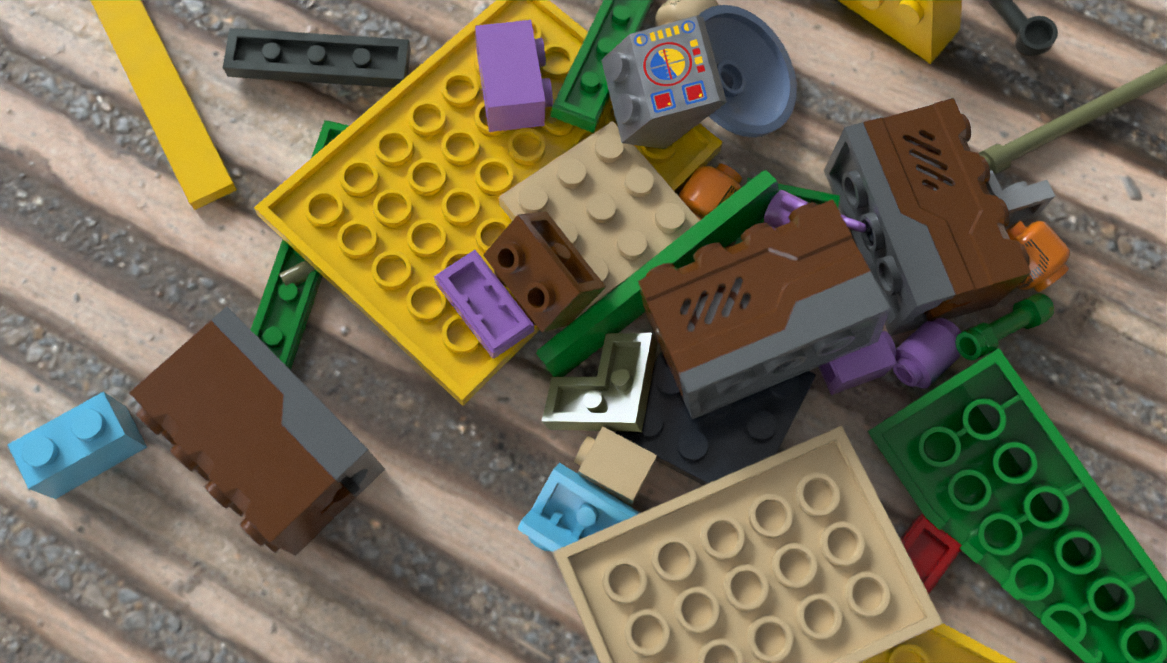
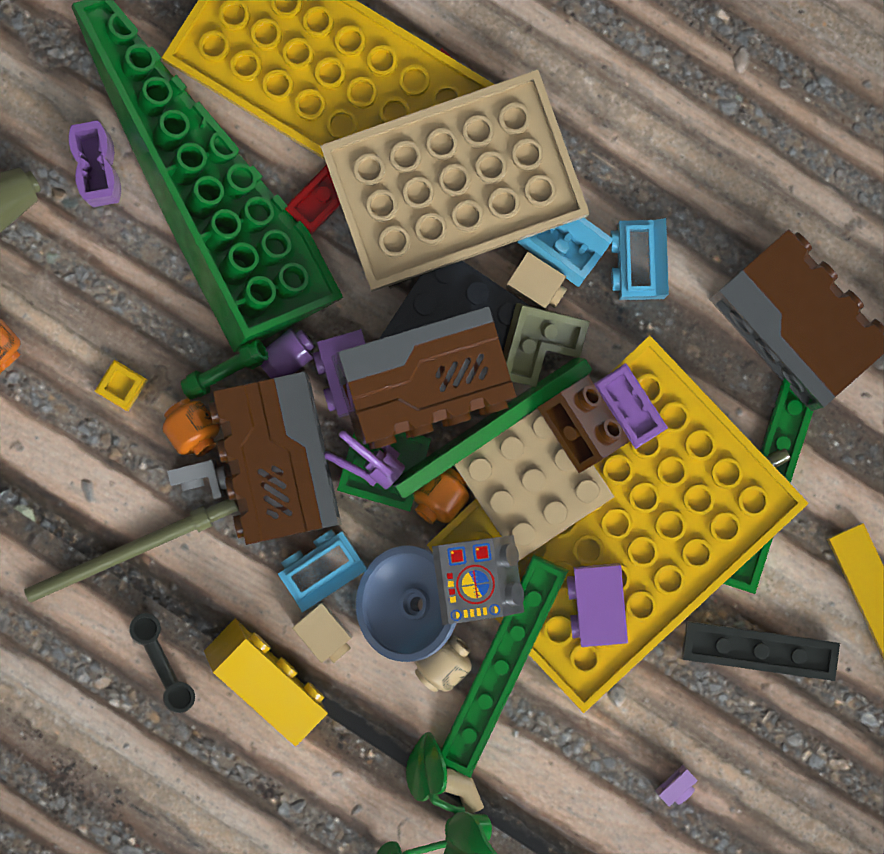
camera: 175 degrees left, 15 degrees up
(477, 508) = (641, 259): none -> medium azure window
(831, 43) = (324, 634): none -> tan brick
(839, 100) = (321, 570): none -> medium azure window
(1123, 307) = (121, 385): none -> yellow tile

